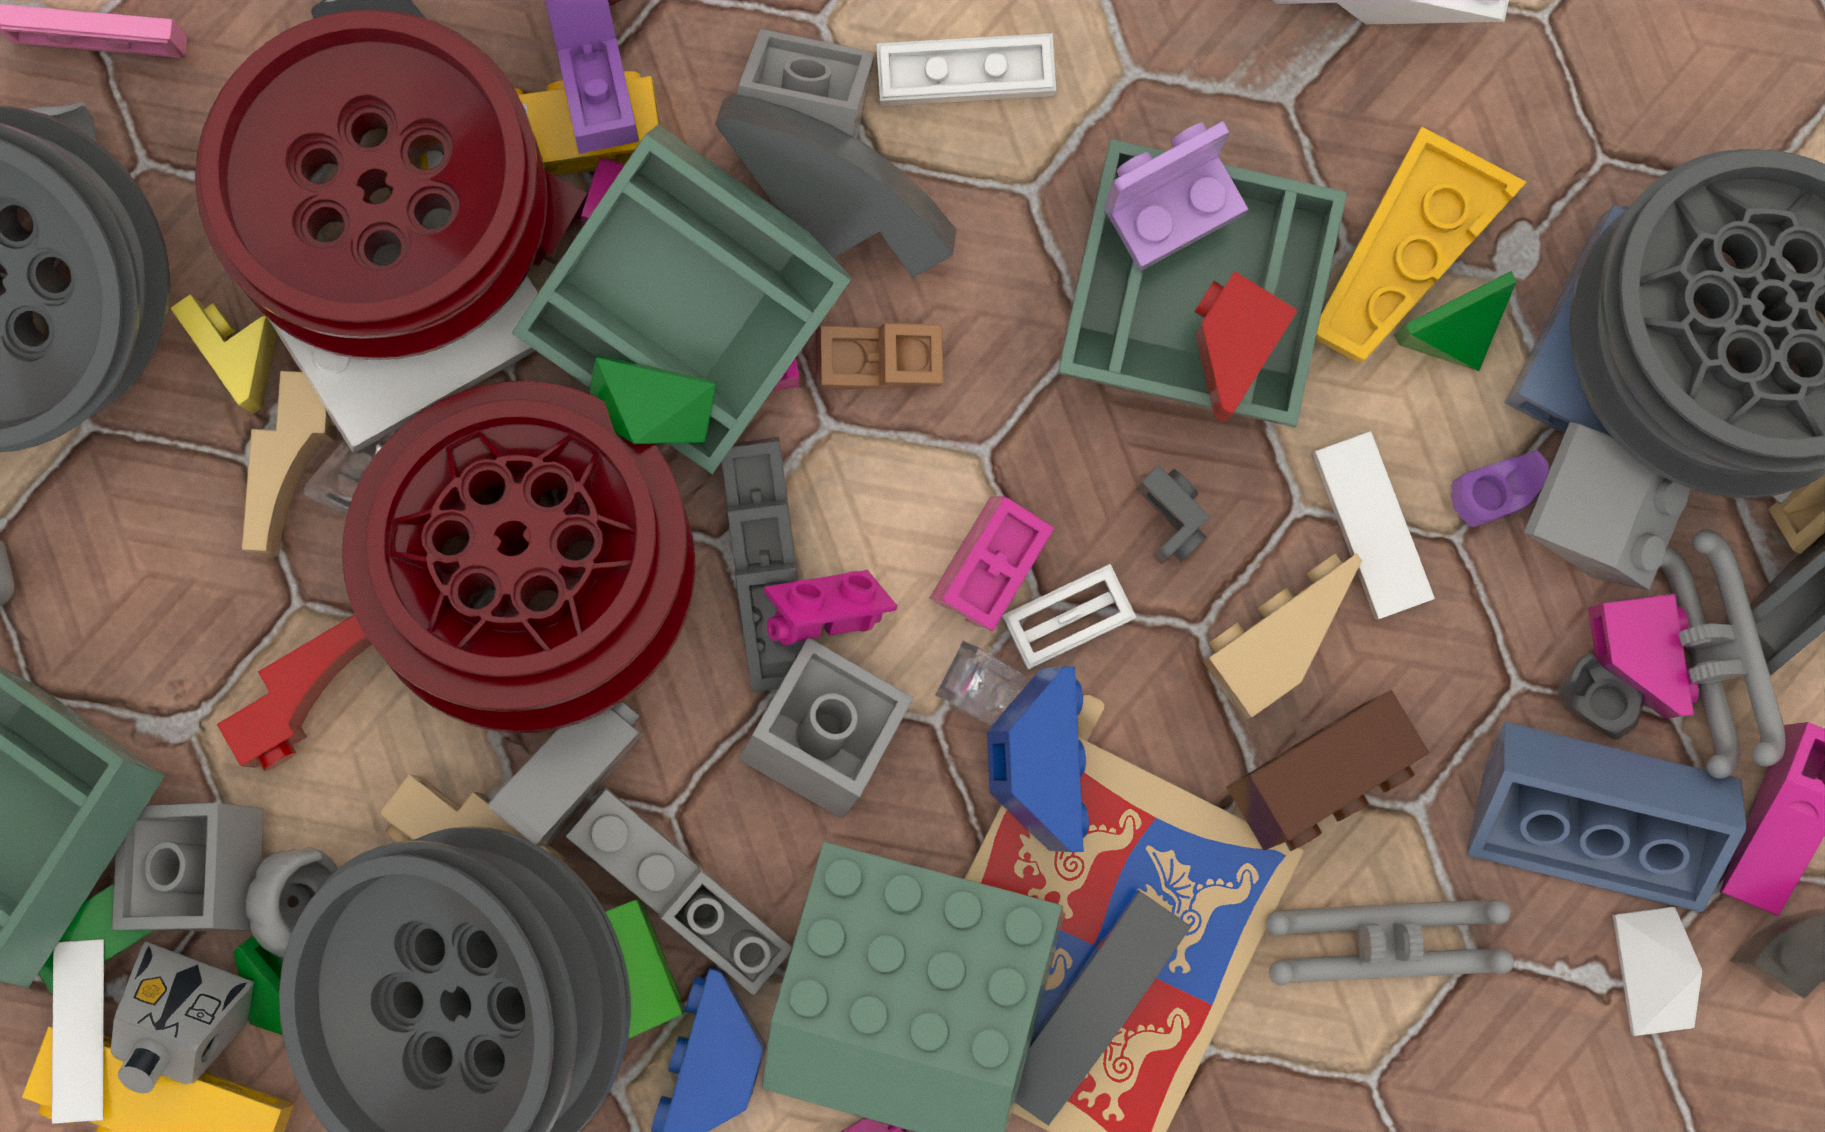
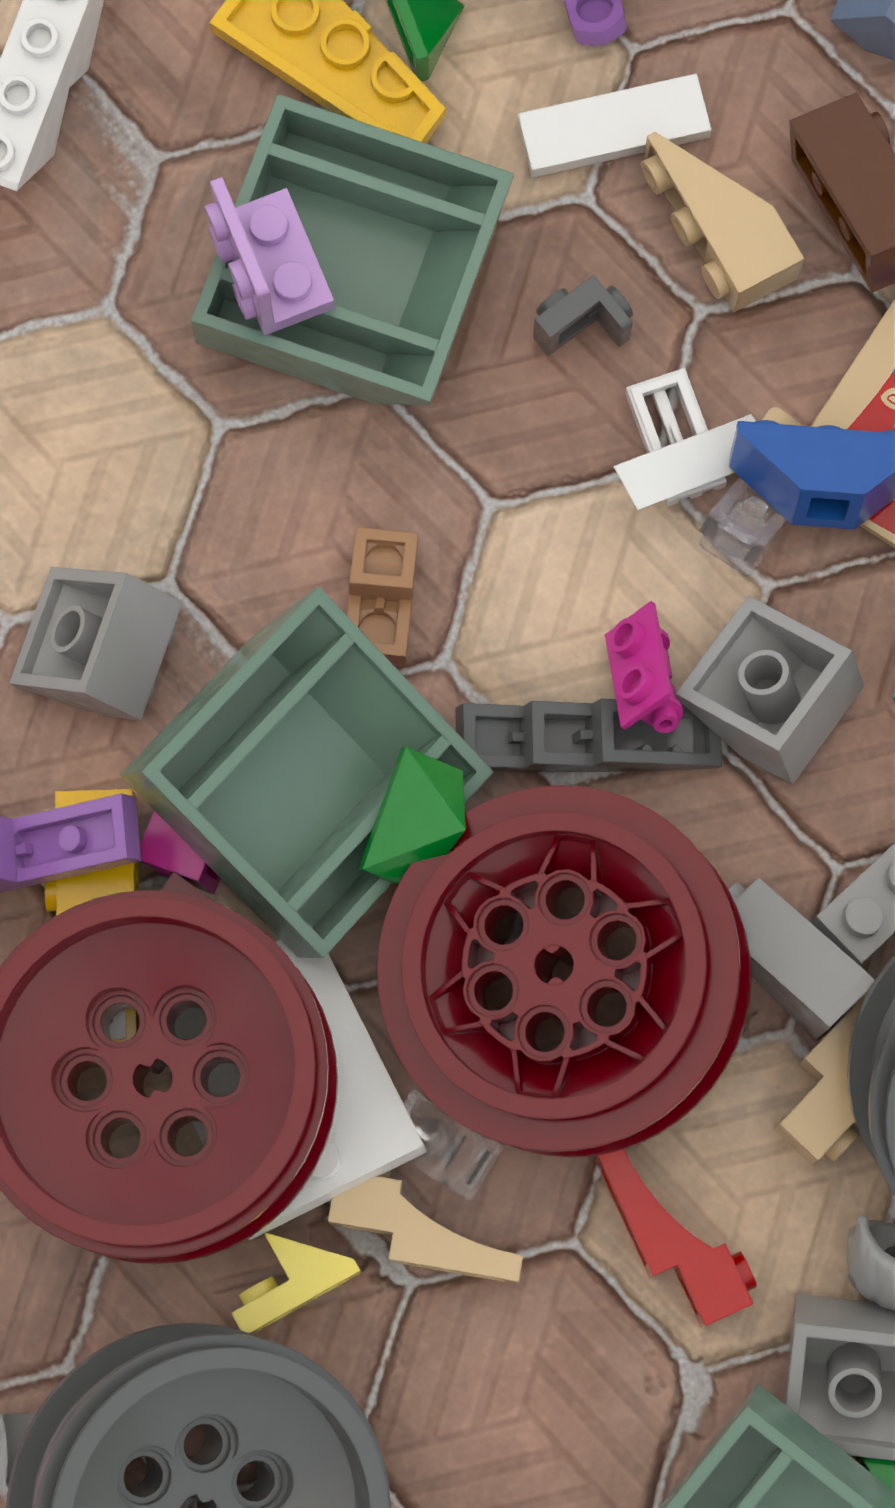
camera: 80 degrees left, 5 degrees down
(835, 183) = (199, 608): dark grey slope -> none
(966, 69) = (83, 475): white tile -> none
(992, 562) = (597, 505): dark pink hinge -> none
(1034, 621) = (679, 465): none -> white sticker
(1237, 338) = (425, 213): red slope -> none

